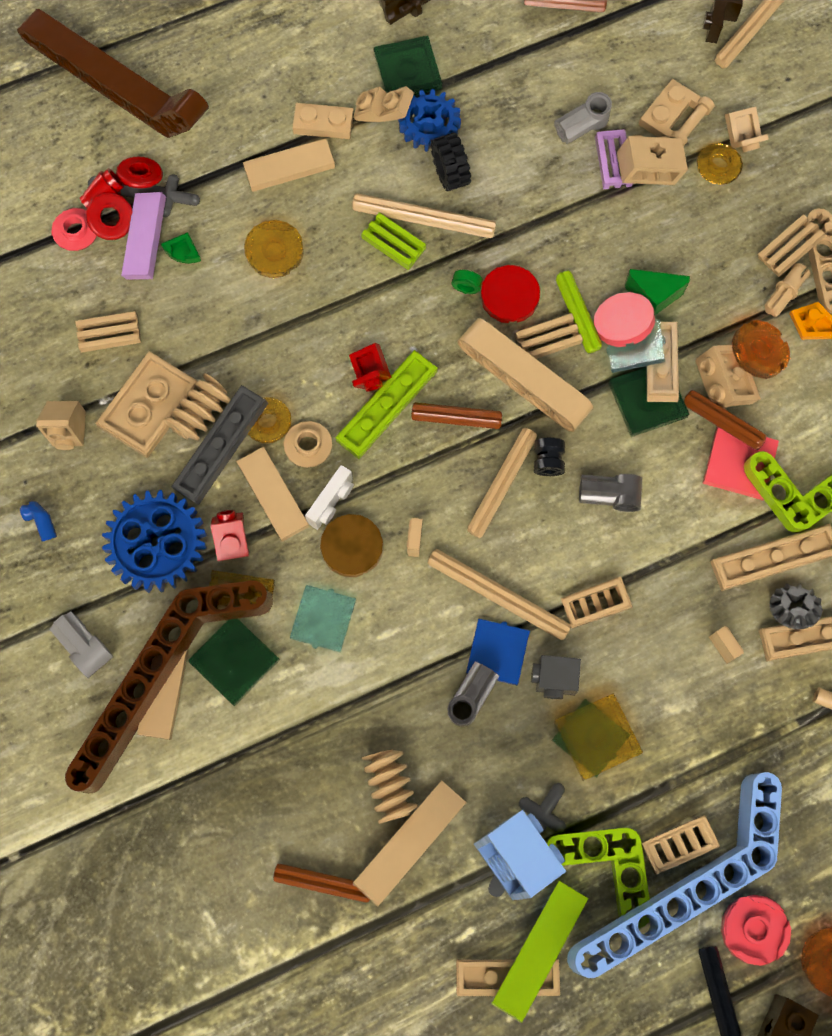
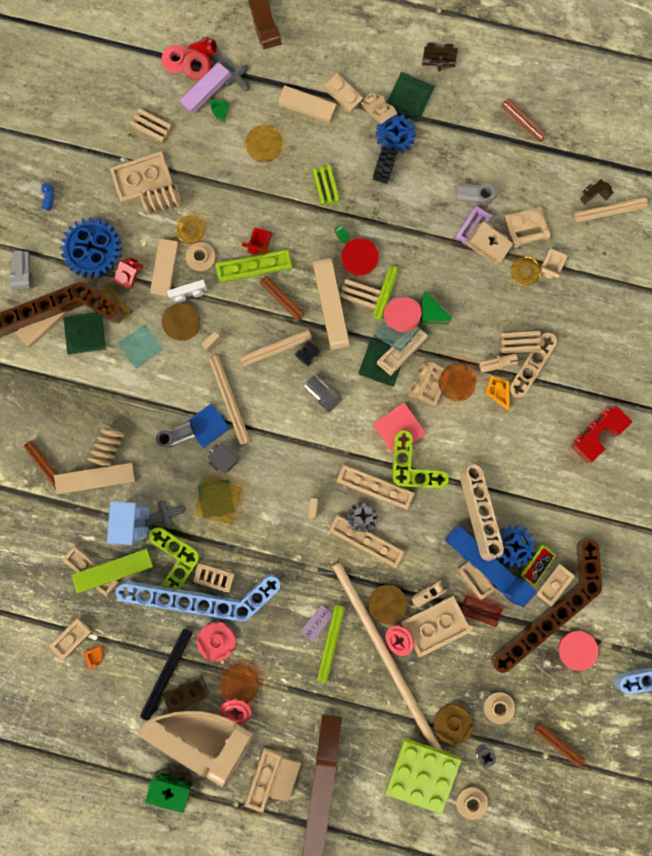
camera: 45 degrees right, 10 degrees up
(63, 424) = (91, 156): tan slope -> none
(149, 171) = (233, 48): red piece -> none
(220, 444) = (157, 224): dark grey tile -> none
(424, 215) = (351, 183): tan axle -> none
(605, 587) = (286, 446): tan slope -> none
(725, 420) = (407, 402): dark orange axle -> none

